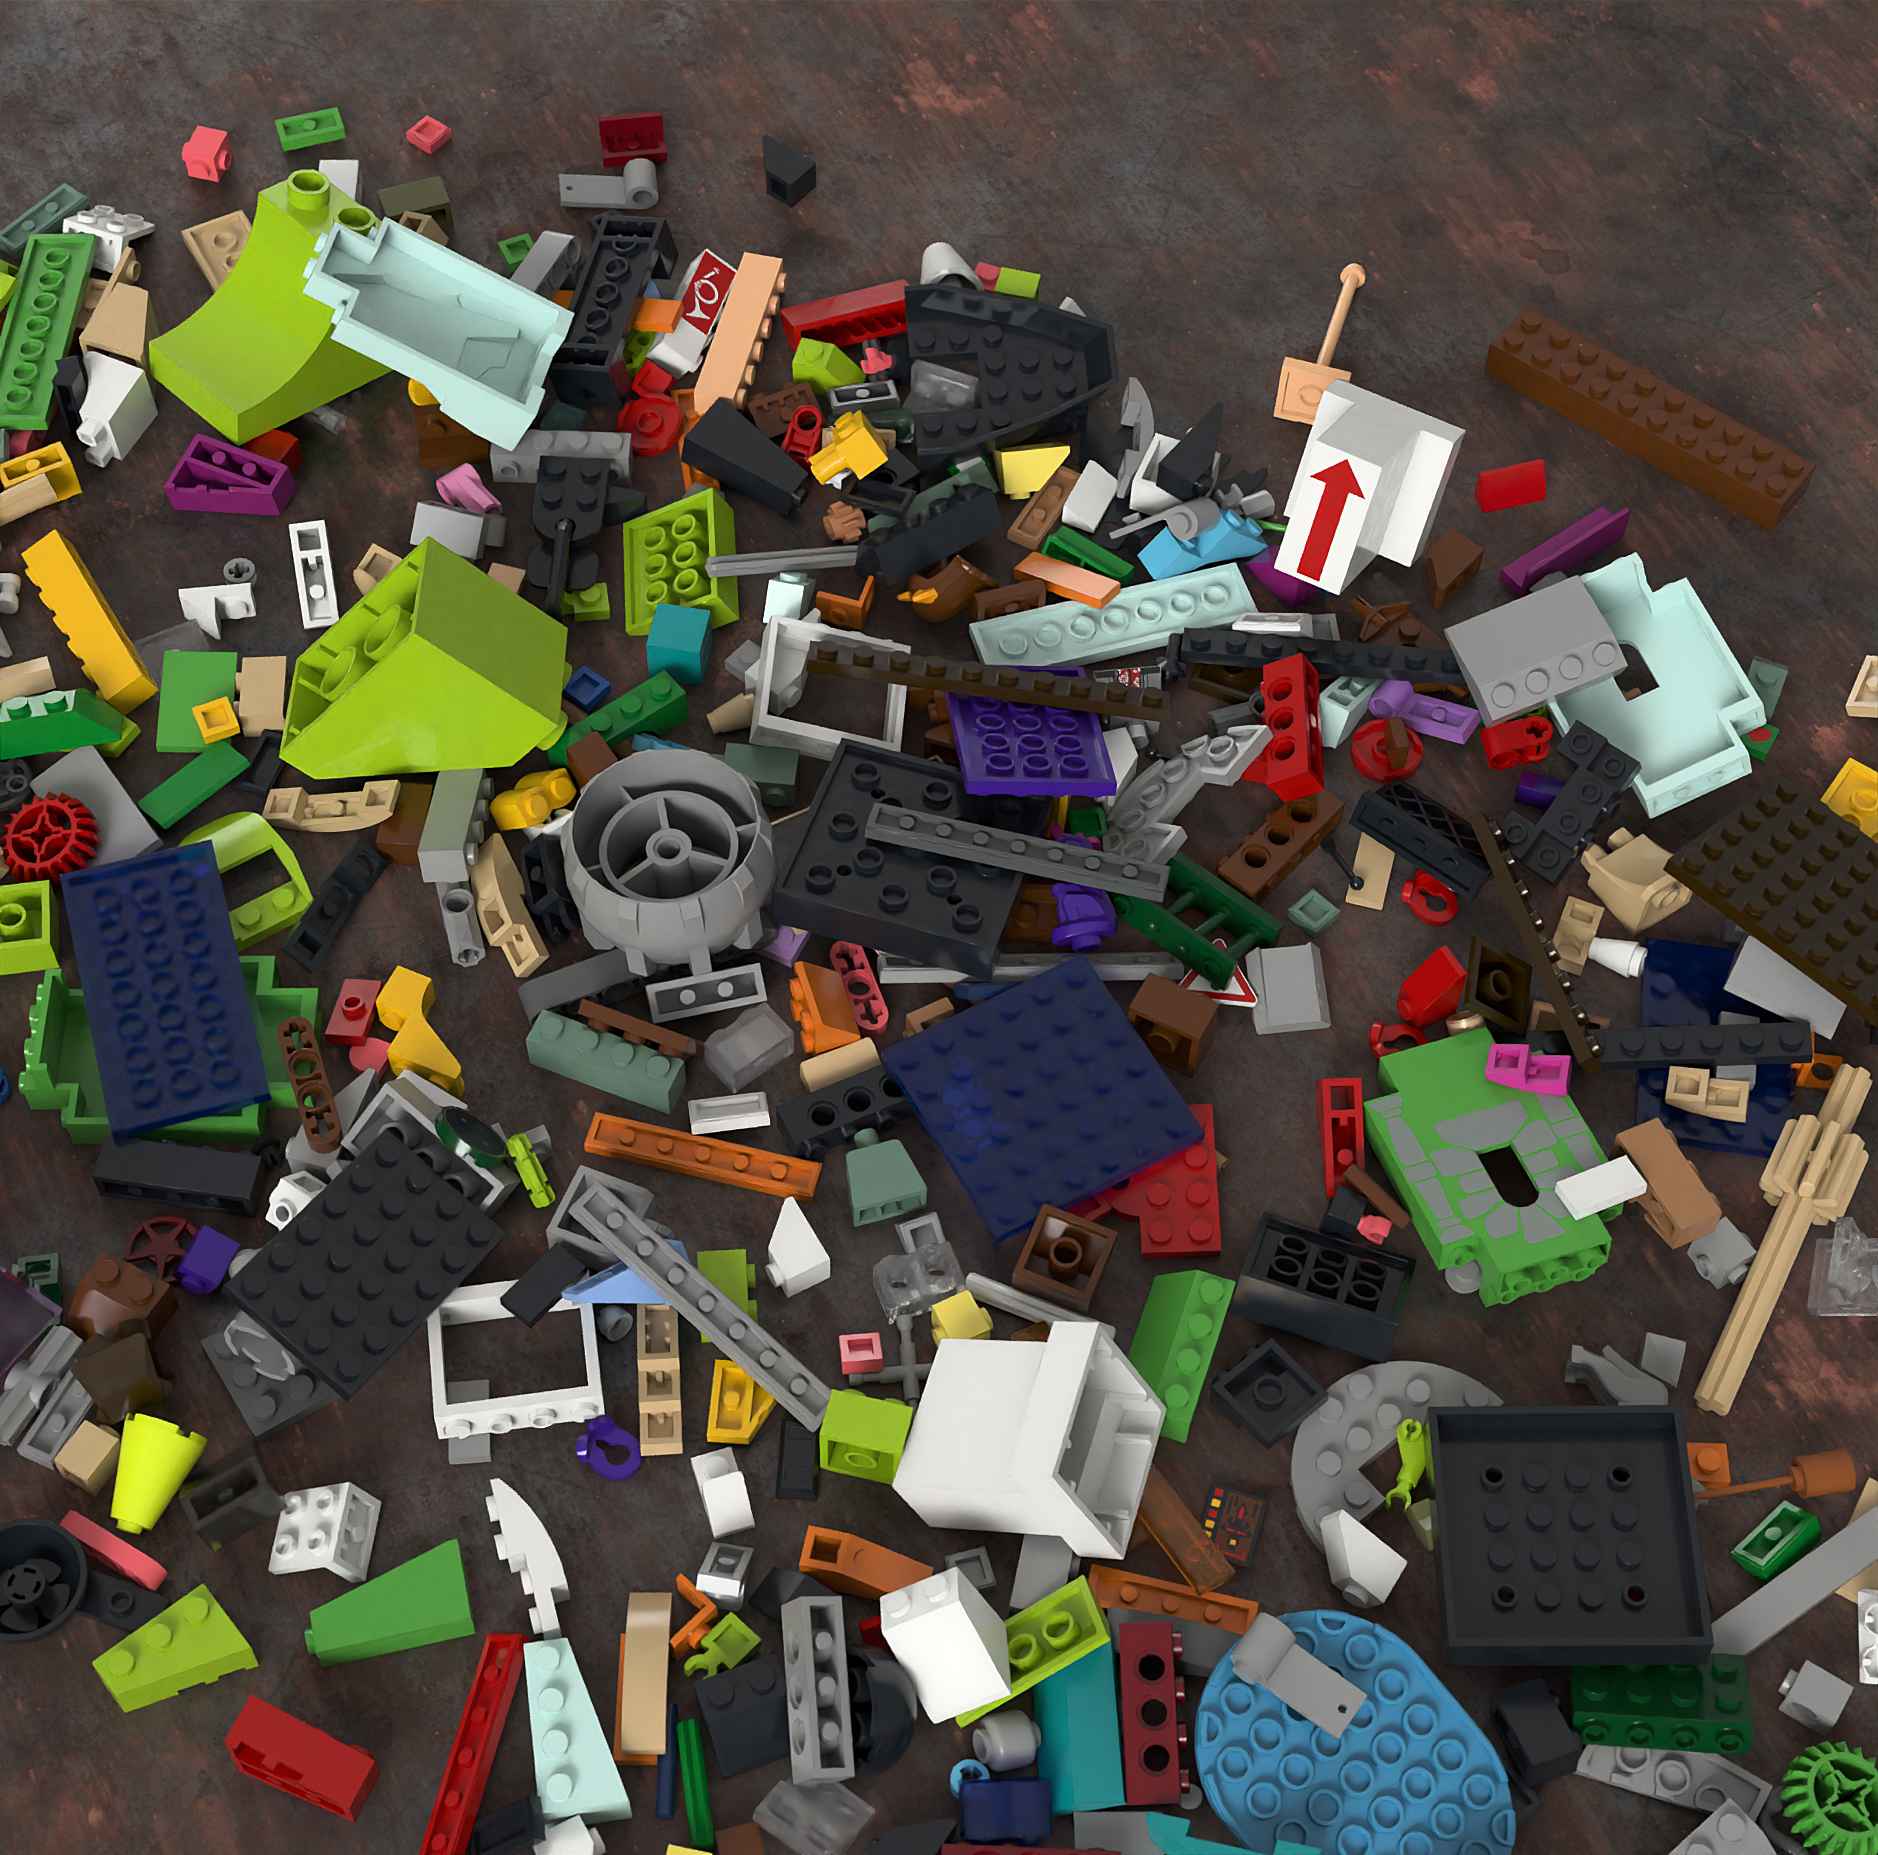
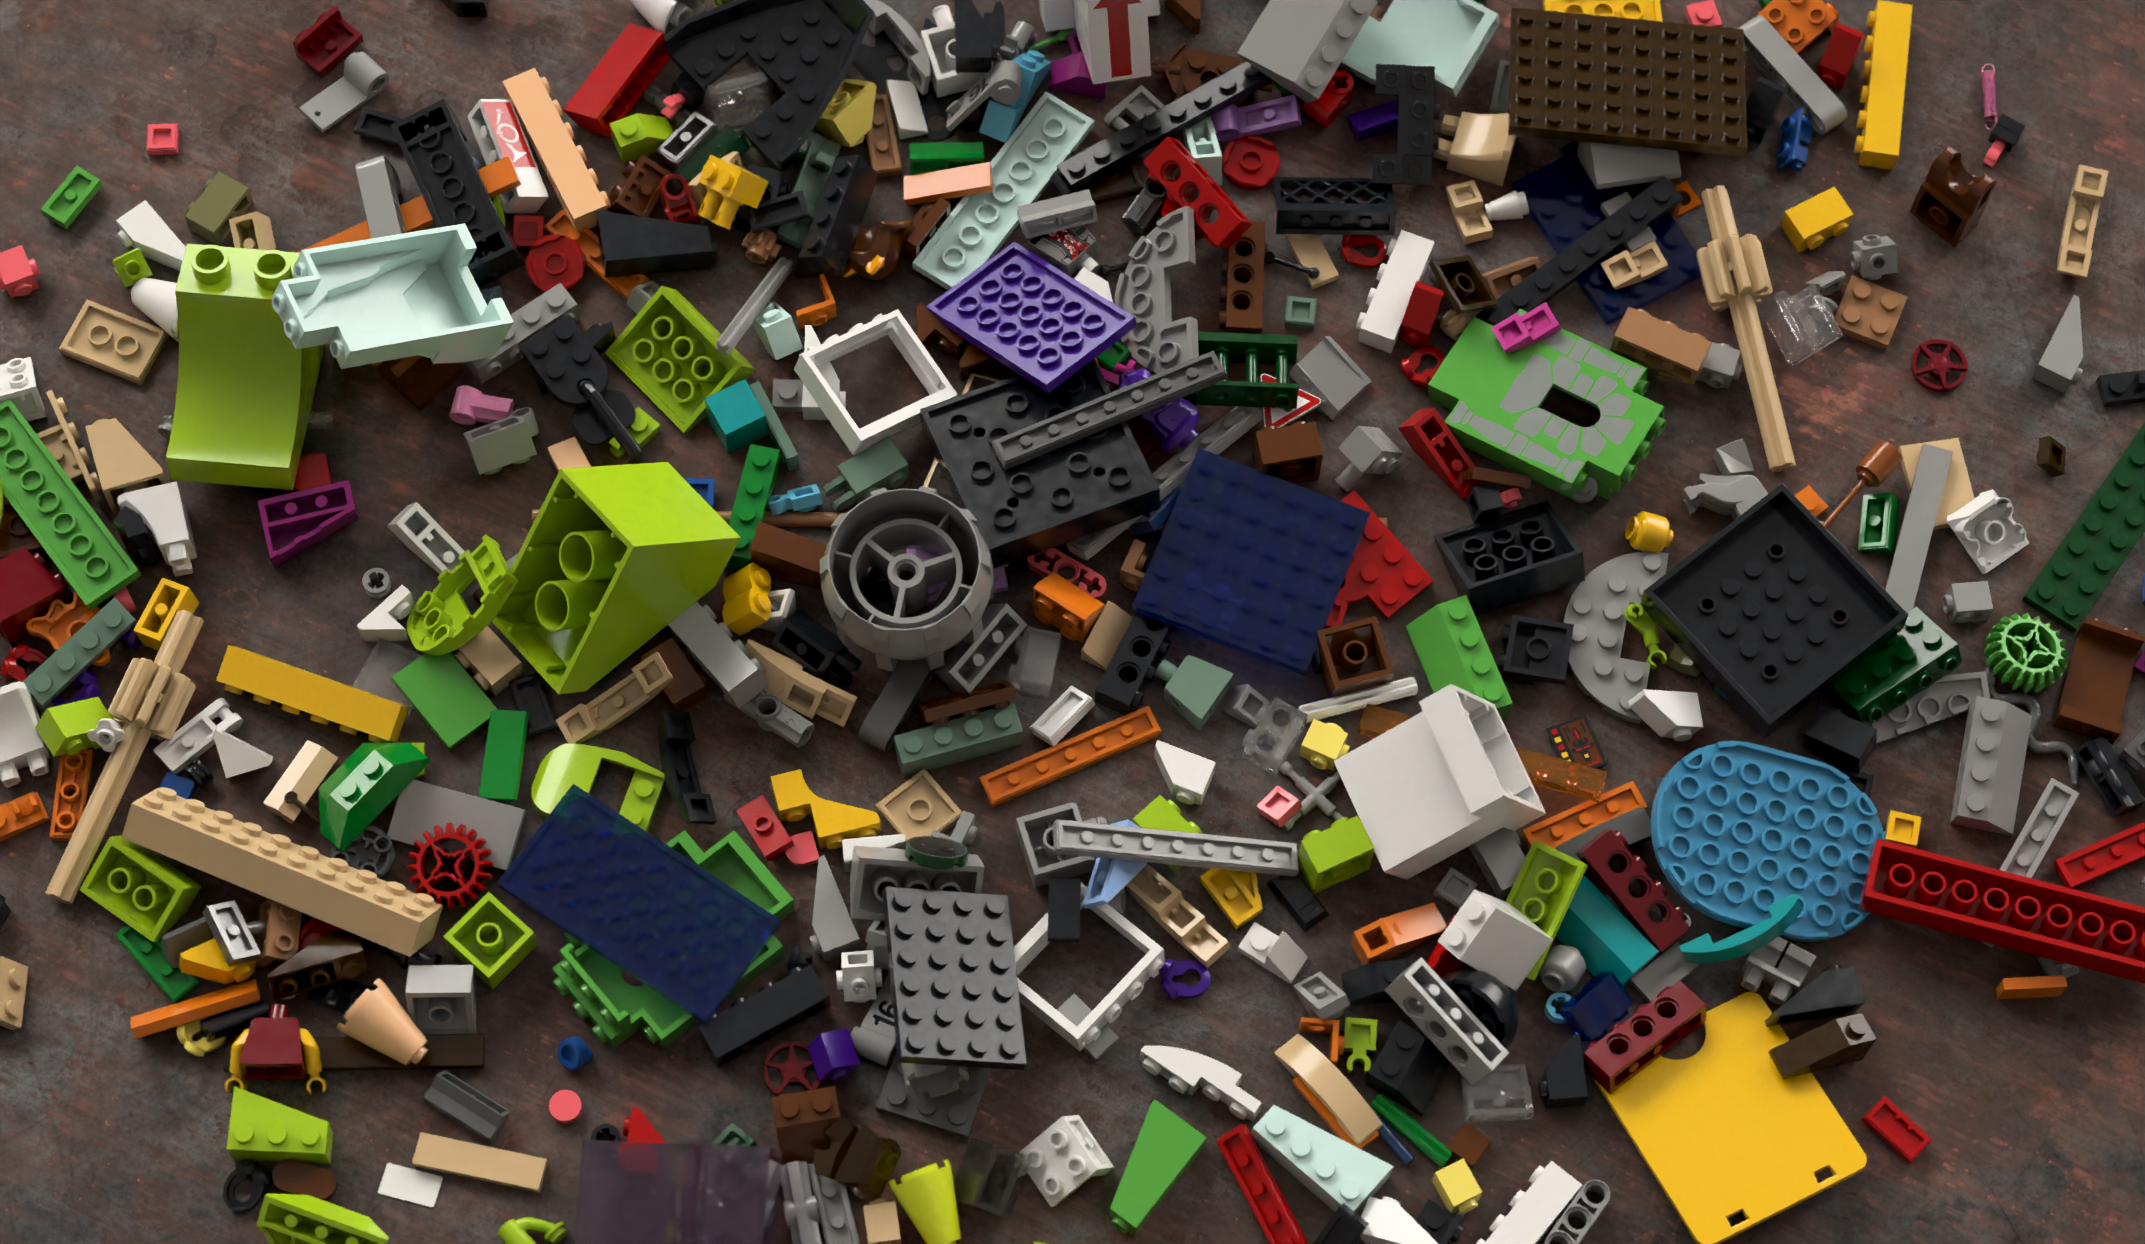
camera: 40 degrees left, 10 degrees up
(216, 720) = (478, 699): yellow plate -> none
(272, 635) = (441, 618): none -> lime slope
(310, 1084) = (793, 899): reddish brown beam -> none
(374, 568) = (473, 511): tan plate -> none
(514, 1097) = (919, 807): none -> tan tile
(515, 250) = (330, 192): bright green plate -> none
(530, 1170) = (981, 845): lime axle -> none
(708, 676) = (776, 430): none -> sand green tile
(733, 714) = (816, 439): tan cone -> none
(988, 681) = (976, 301): dark brown plate -> none
(1140, 661) = (1057, 214): none -> light grey piece
(1257, 1077) = (1369, 453): none -> light grey brick
(1275, 623) = (1115, 122): white slope -> none
(1296, 1677) = (1703, 806): light grey door -> none
(1383, 970) = (1397, 278): none -> white brick
(1396, 743) = (1261, 154): reddish brown tile -> none
(1498, 1365) = (1648, 532): none -> yellow head
(1542, 952) = (1473, 242): dark brown plate -> none
(1600, 1187) = (1632, 377): white tile -> none

